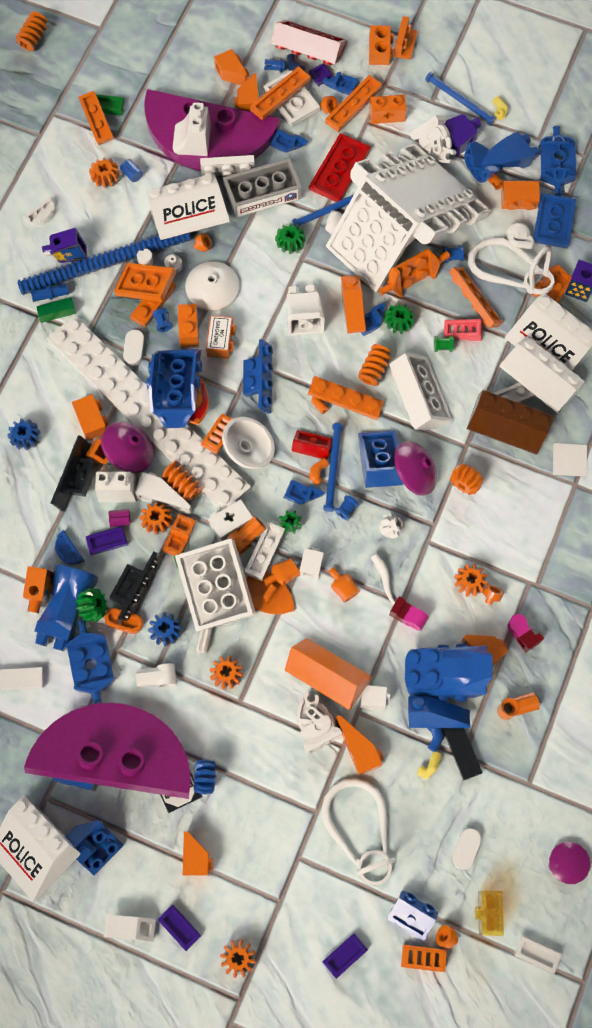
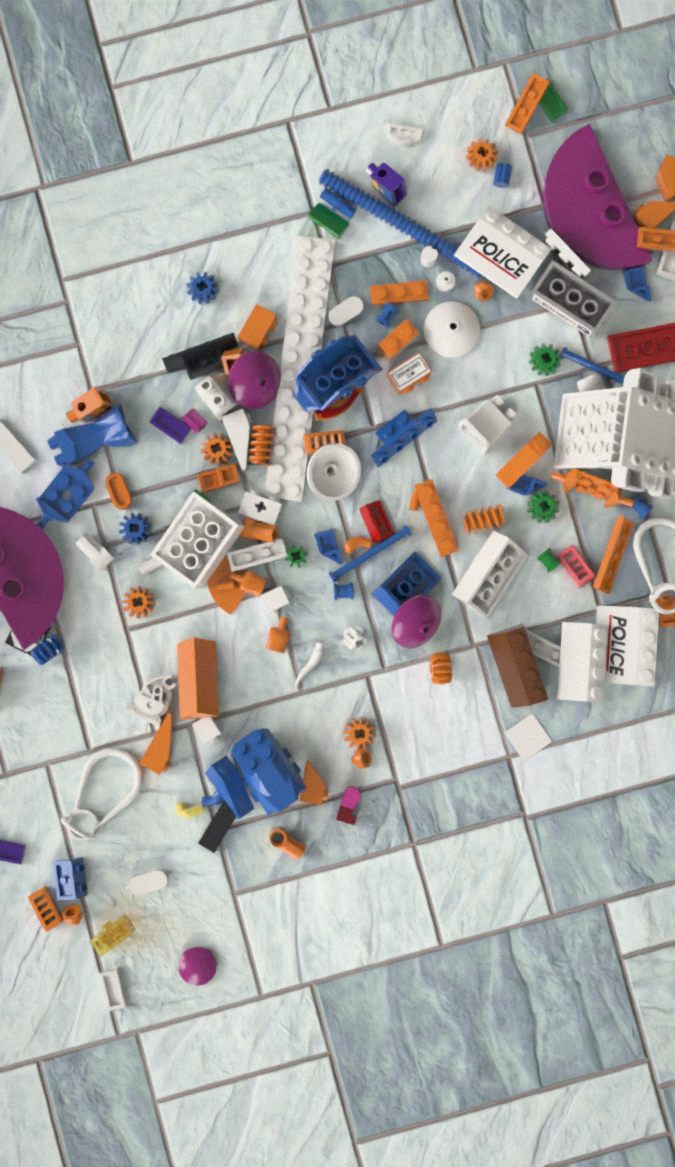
camera: 50 degrees right, 15 degrees up
(66, 550) = (138, 401): blue tile -> none
(91, 604) = (108, 458): green gear -> none
(129, 586) = (146, 474): black bracket -> none
(145, 282) = (407, 274): orange plate -> none
(193, 132) = (573, 200): white hips -> none
(408, 614) = (294, 706): leg -> none

